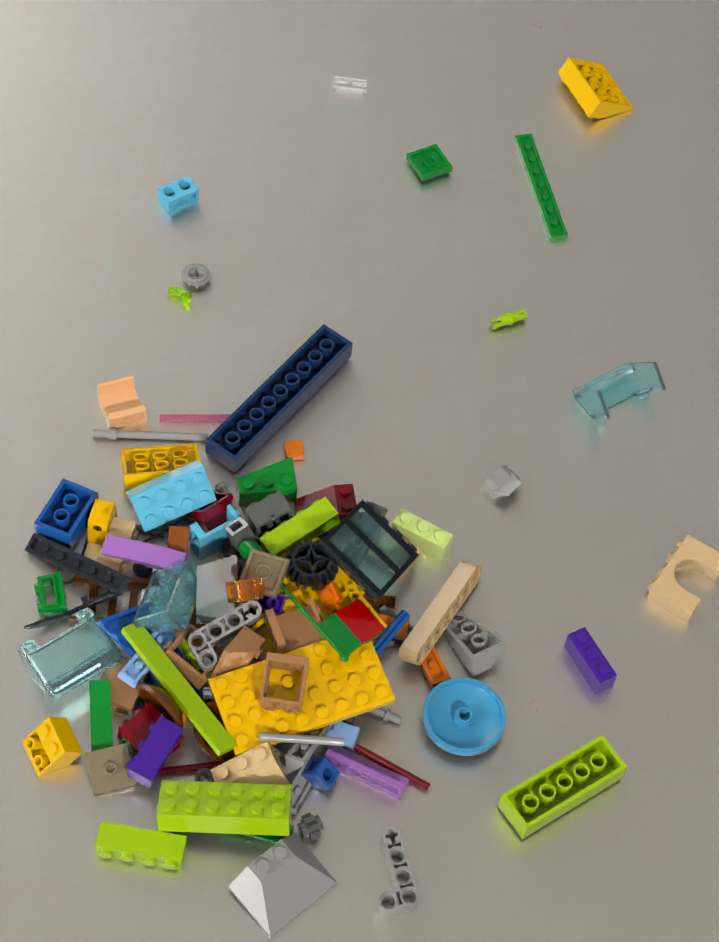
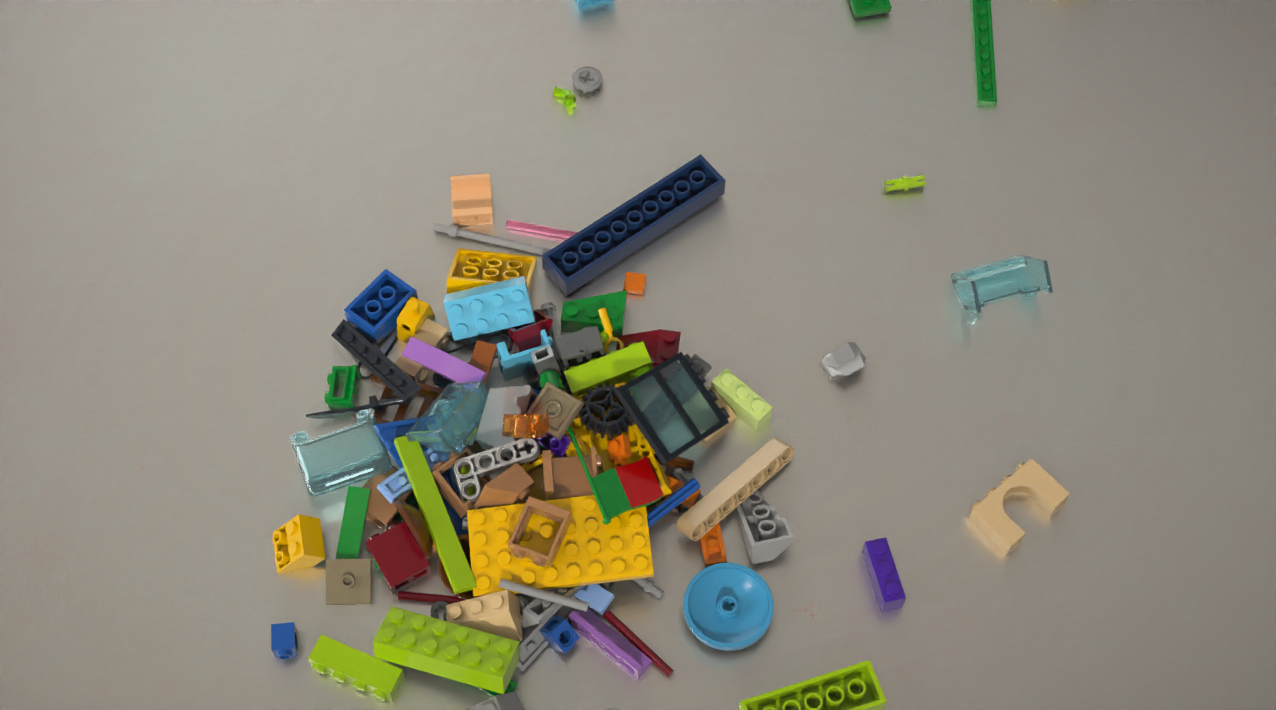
camera: 20 degrees right, 5 degrees up
(65, 835) = (284, 640): none -> blue brick
(154, 751) = (393, 574): dark purple brick -> none
(286, 493) = (608, 329): none -> yellow piece
(310, 826) = (533, 688): dark grey gear -> none

